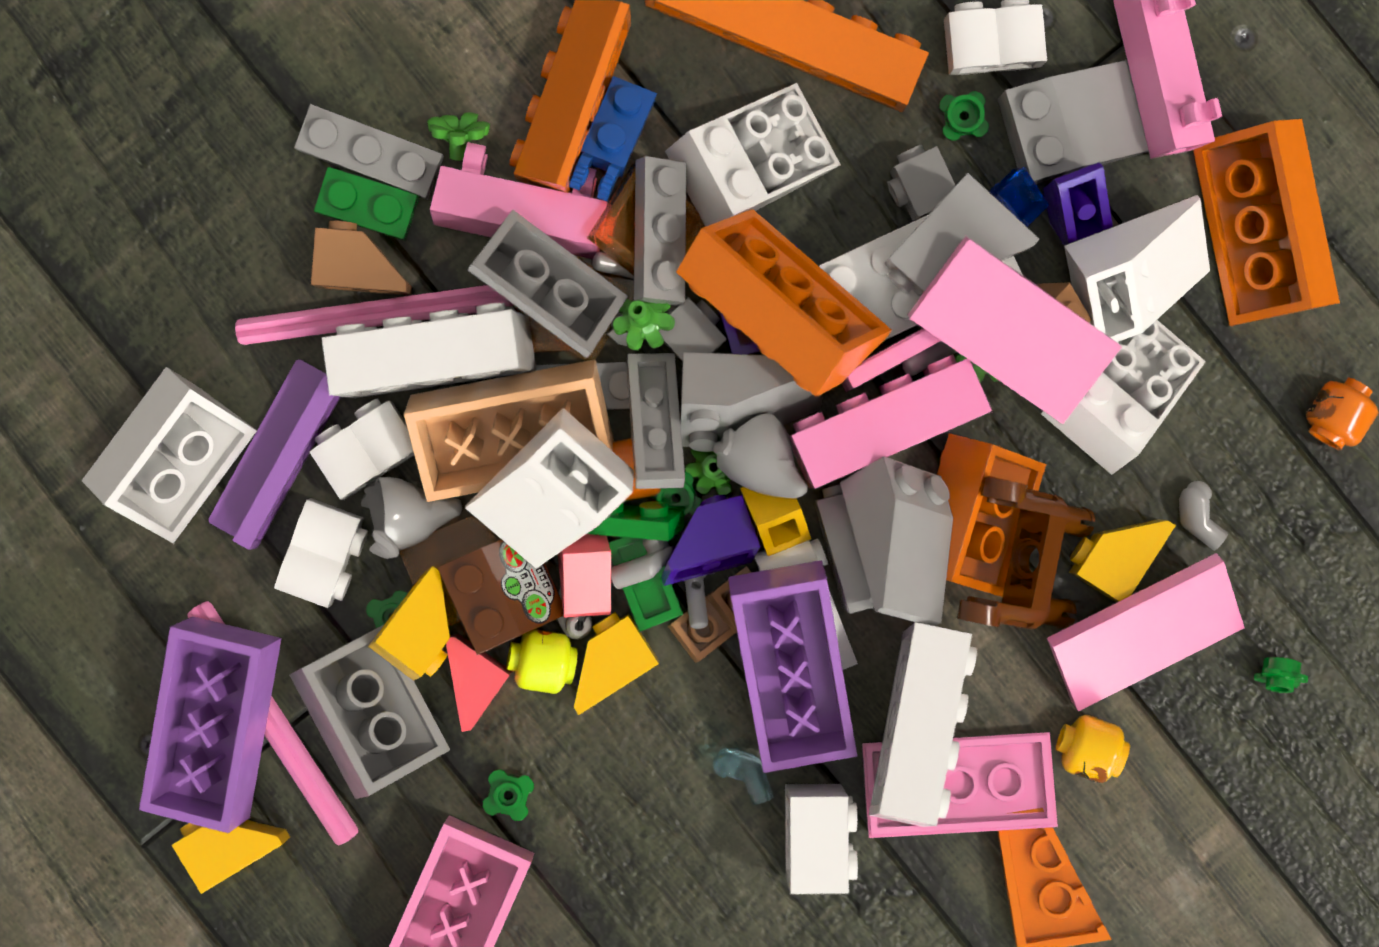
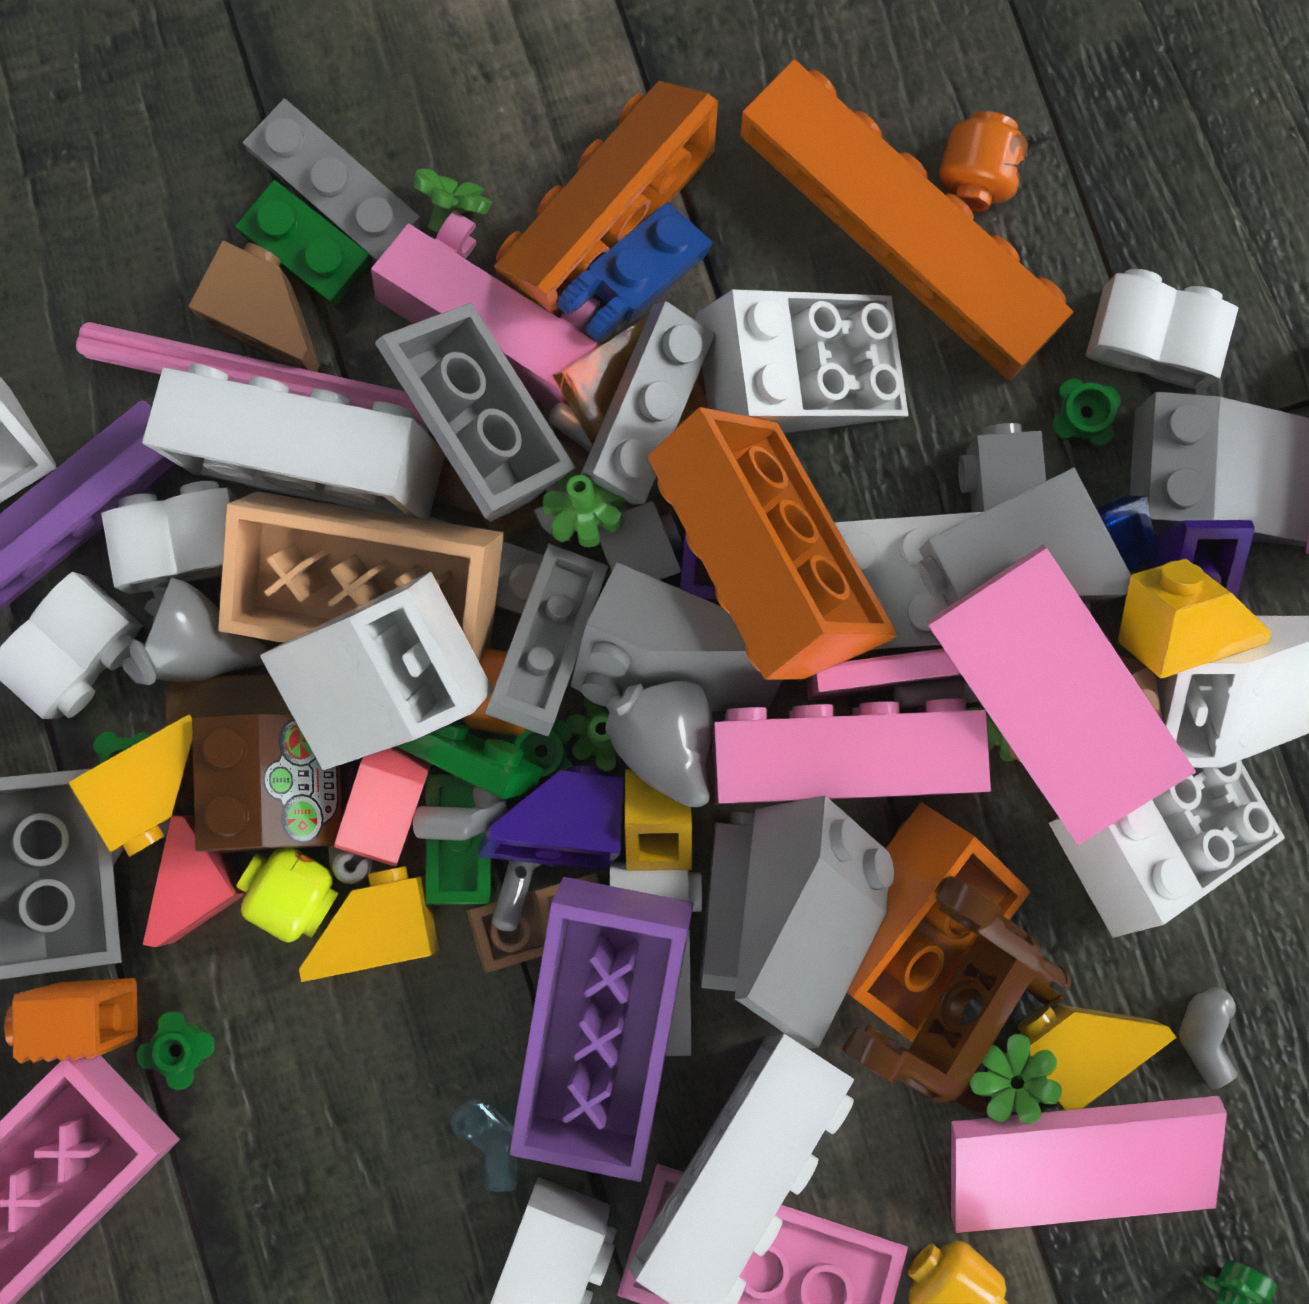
camera: 25 degrees right, 5 degrees down
(435, 798) = (72, 1020): none -> orange brick
(1075, 589) = (1016, 1069): none -> bright green plant
(1078, 247) = (1185, 619): none -> yellow slope

